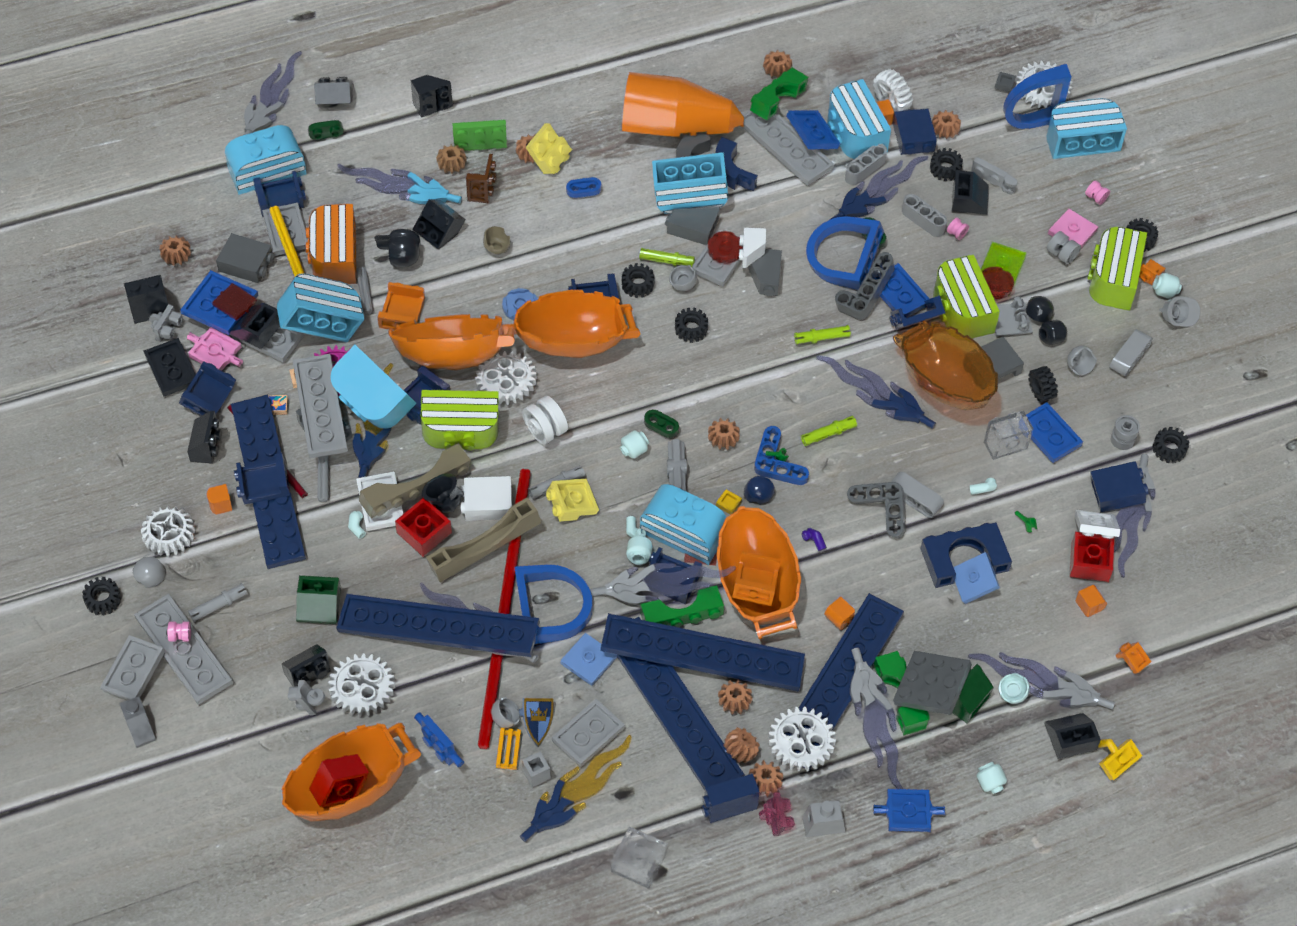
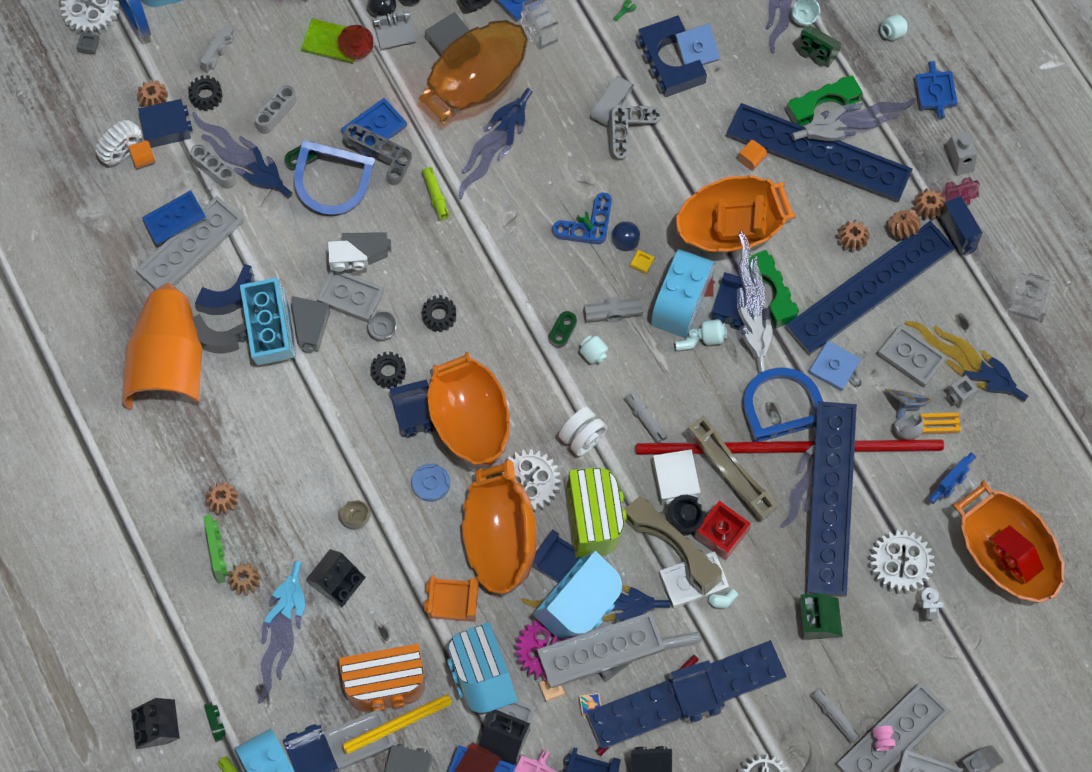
camera: 95 degrees left, 10 degrees up
(219, 499) = (719, 736): orange piece -> none
(307, 666) = (895, 612): black slope -> none
(364, 290) = (435, 641): light grey axle -> none
(402, 246) = (378, 606): black piece -> none
(431, 94) = (160, 612): black slope -> none
(480, 186) = (282, 530): reddish brown bracket -> none
(548, 149) = (228, 473): light yellow plate -> none
(571, 499) = (666, 399): light yellow plate -> none
(583, 187) = (269, 439): blue plate -> none
(665, 257) = (355, 345): lime pin -> none
(703, 652) = (816, 265): dark blue plate -> none
(723, 433) = (567, 265): nougat gear -> none
(724, 247) = (340, 288): clear red tile -> none
(776, 63) = (84, 254): nougat gear -> none
(784, 744) = (883, 160): white gear -> none
(790, 83) = (145, 262): green arch -> none
(815, 536) = (671, 181): dark purple arm -> none
(836, 427) = (546, 173): lime pin -> none
(856, 119) = (160, 174): medium azure brick -> none
(932, 682) = (823, 67): dark grey plate -> none
(934, 308) = (410, 101): dark blue panel -> none
(958, 228) = (290, 77): bright pink wheel -> none
(966, 297) = (382, 65): lime brick -> none
(969, 193) = (245, 70): black slope -> none
(988, 486) = (595, 45): light aqua arm -> none

